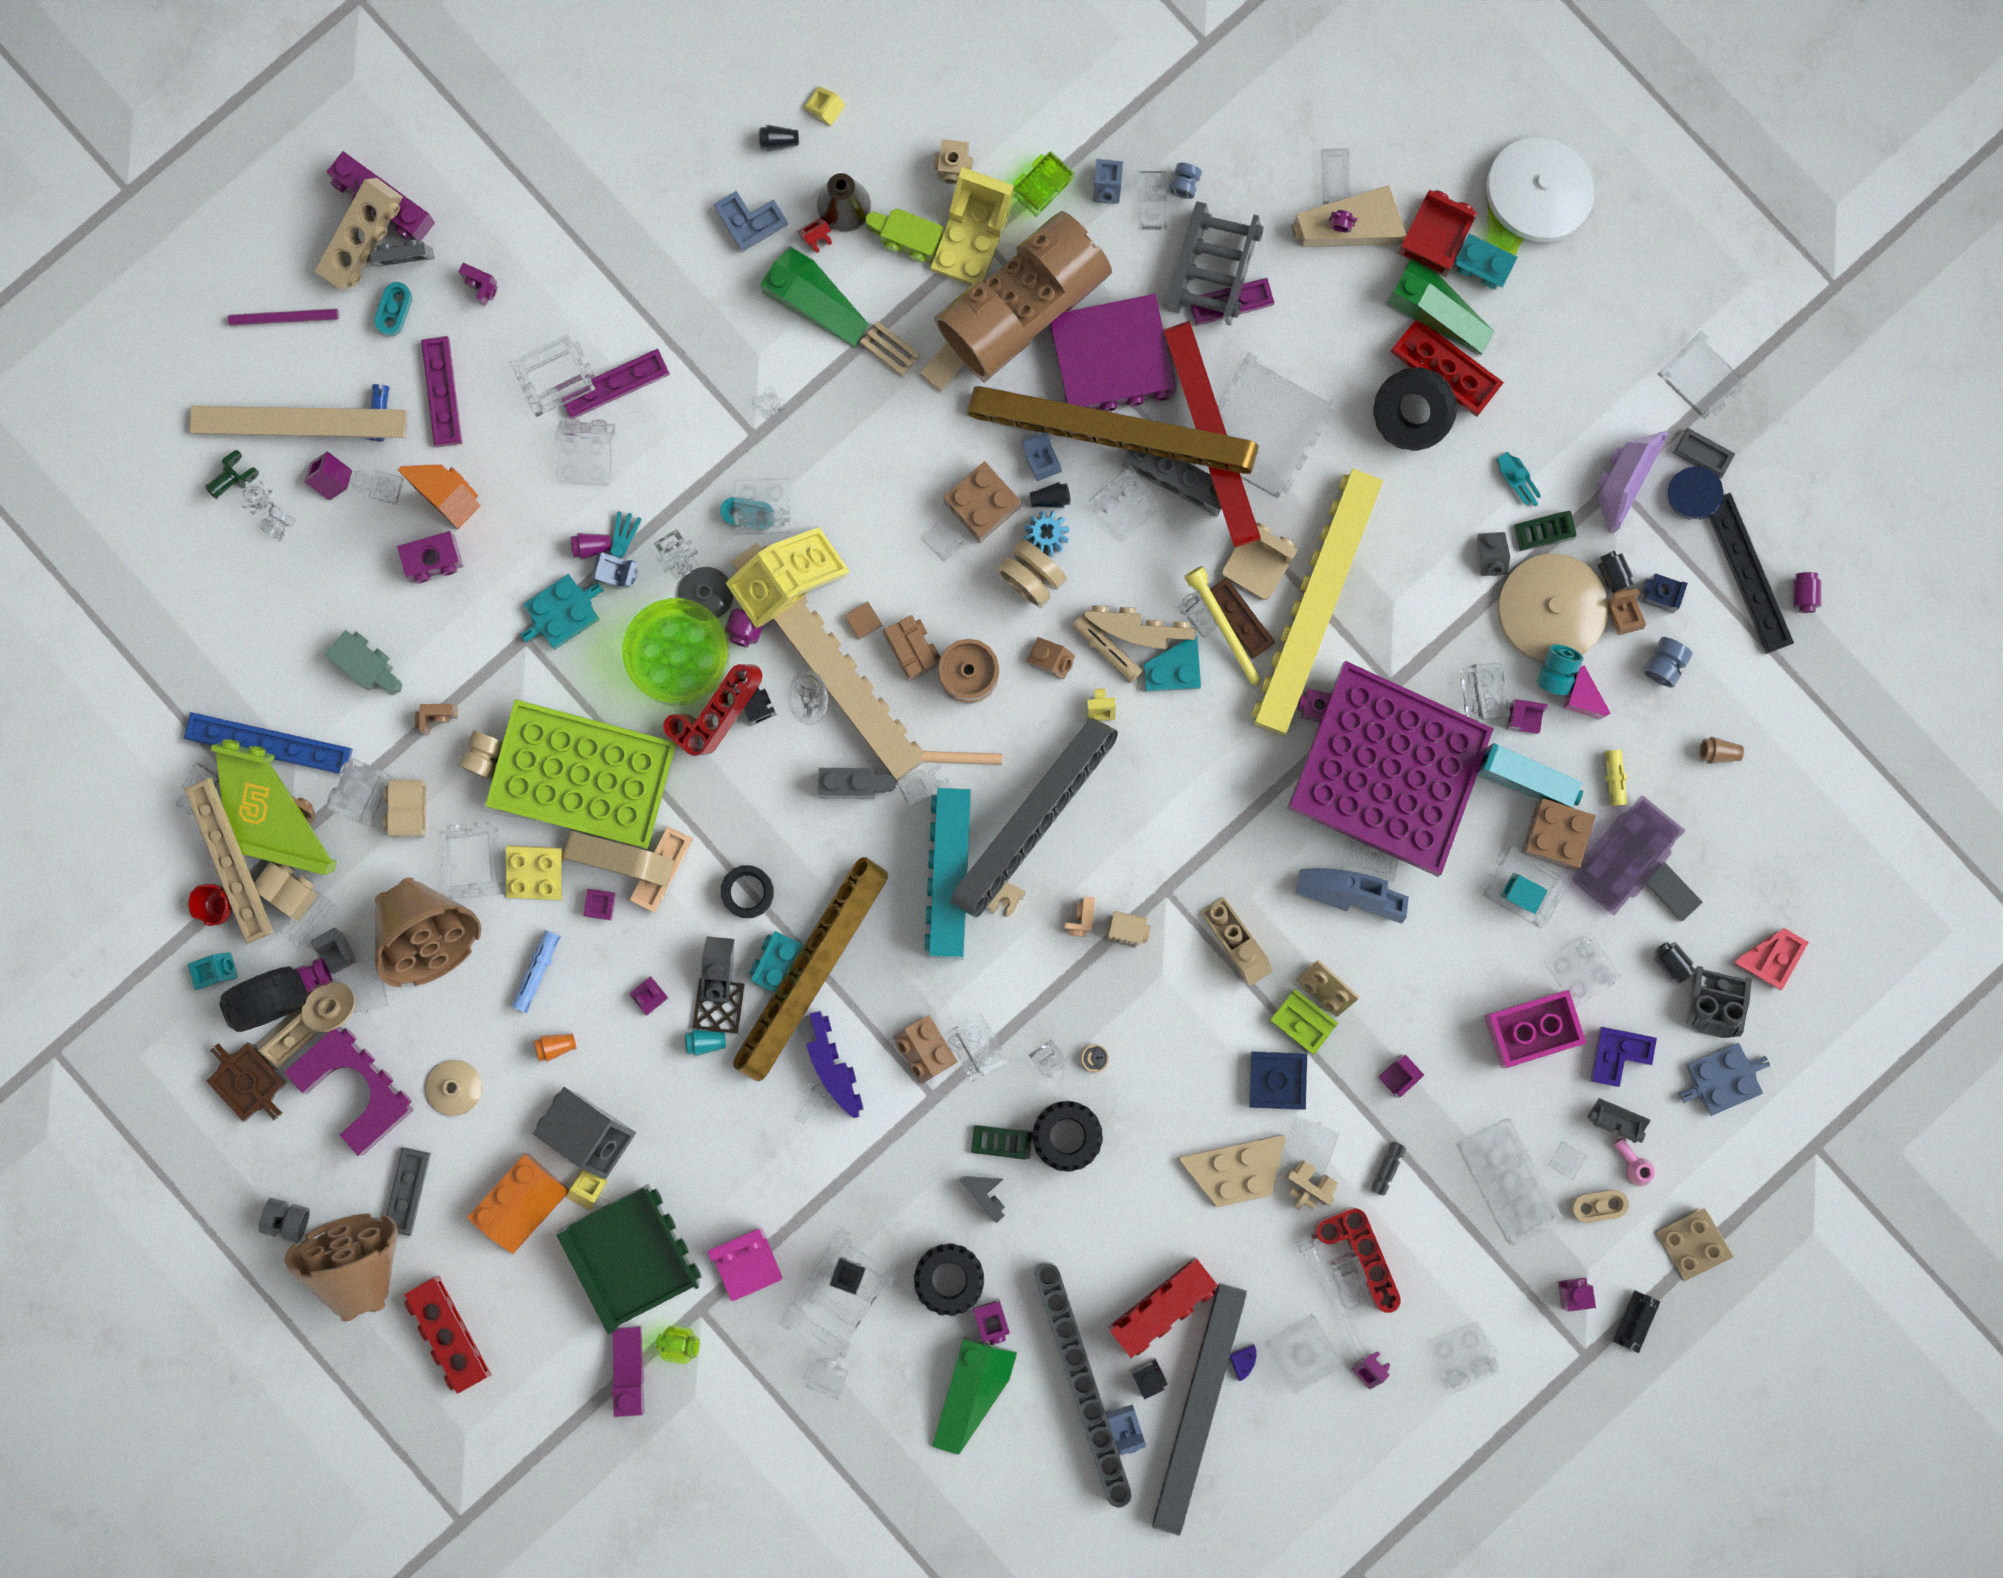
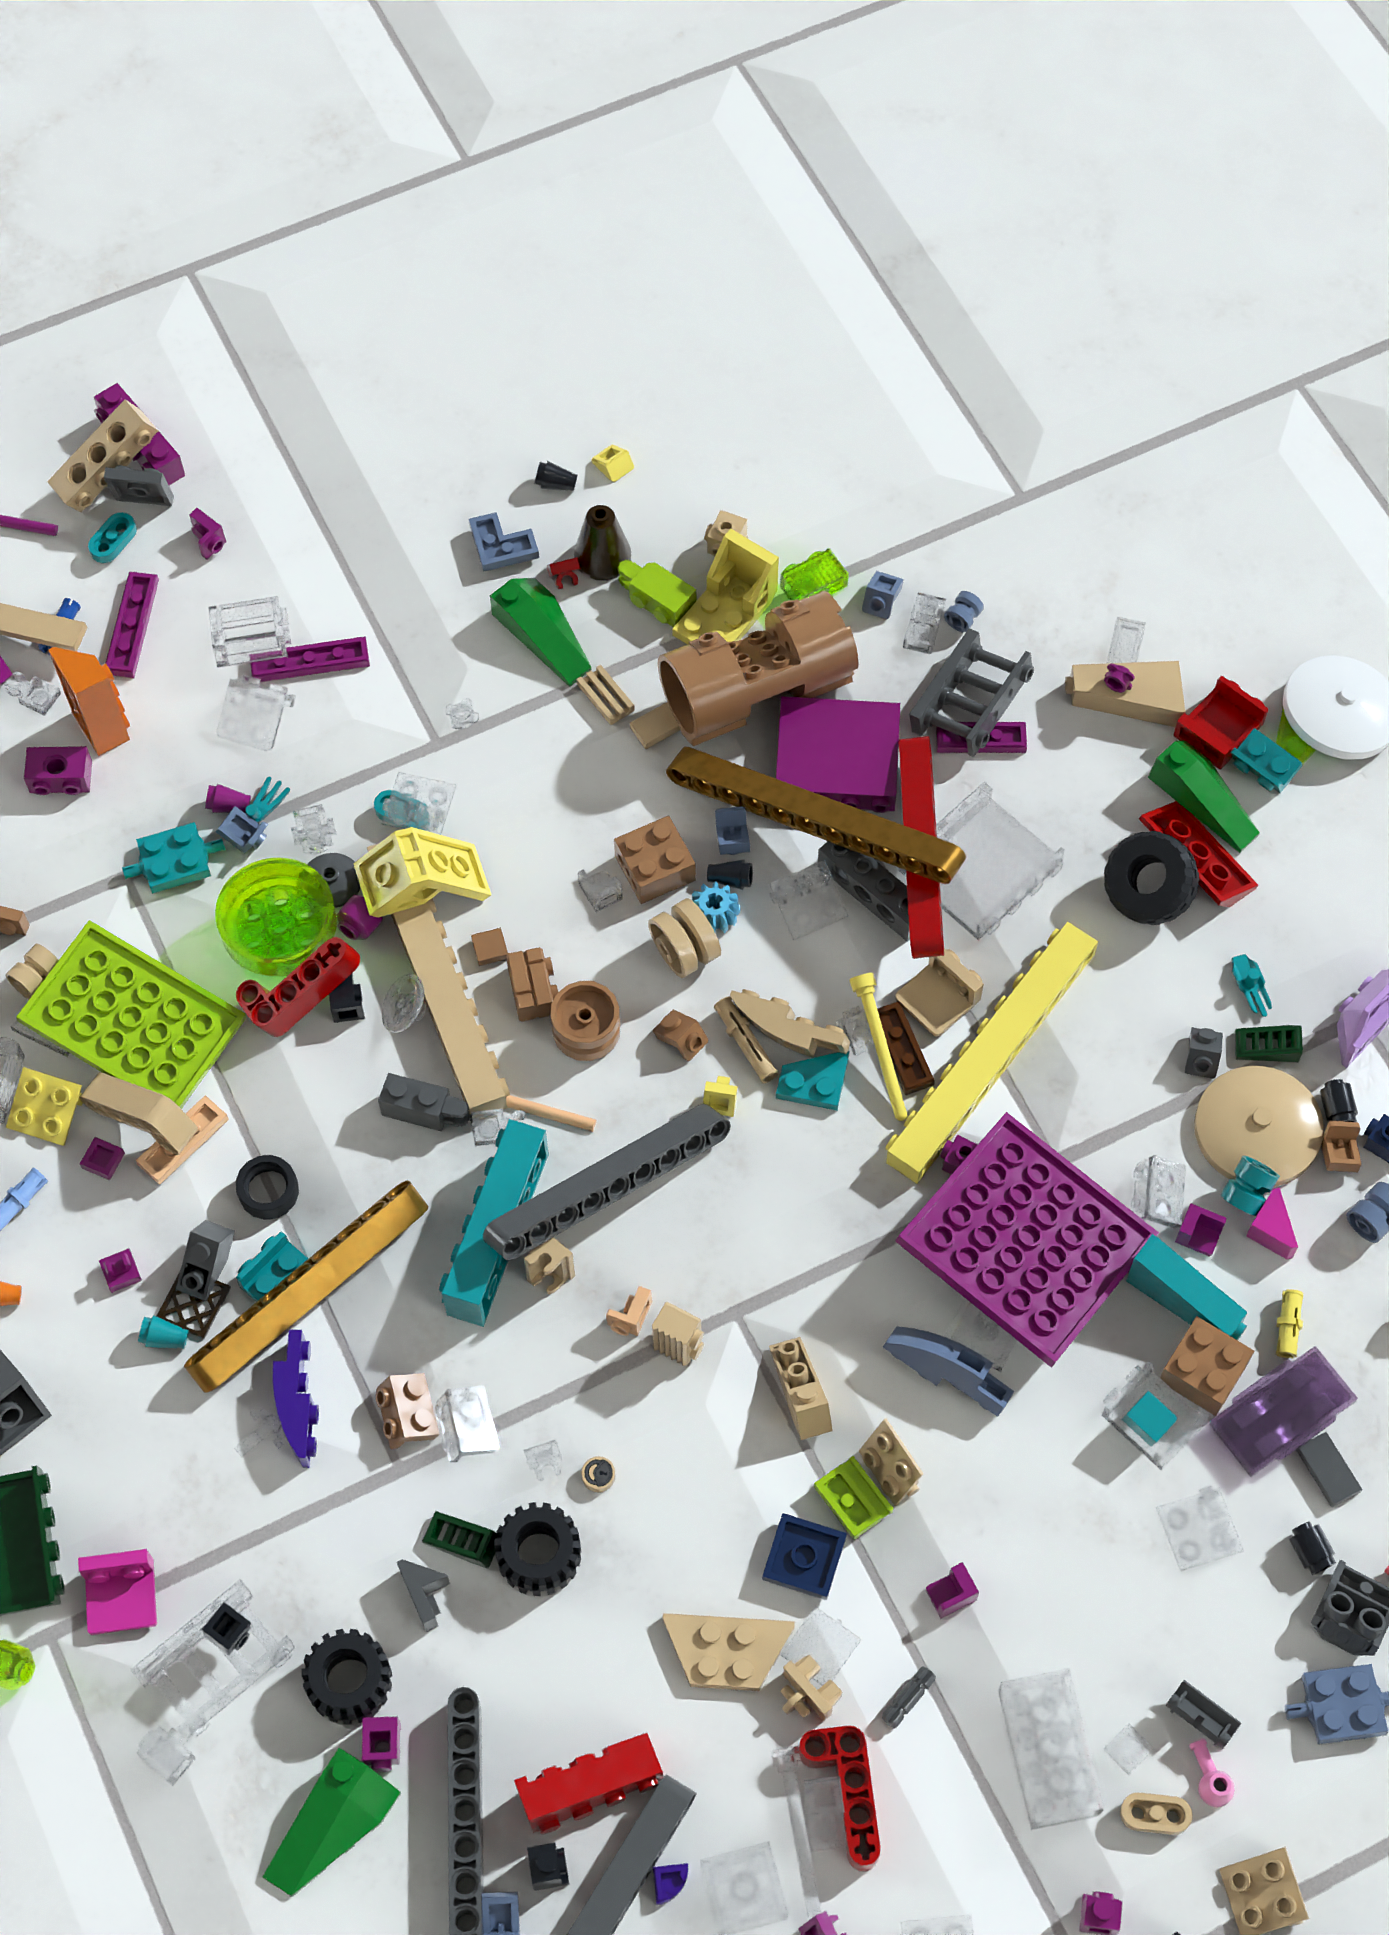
camera: 20 degrees right, 20 degrees down
(1535, 1029) = (1125, 1576): dark pink brick -> none
(1616, 1047) = (1221, 1629): dark purple plate -> none

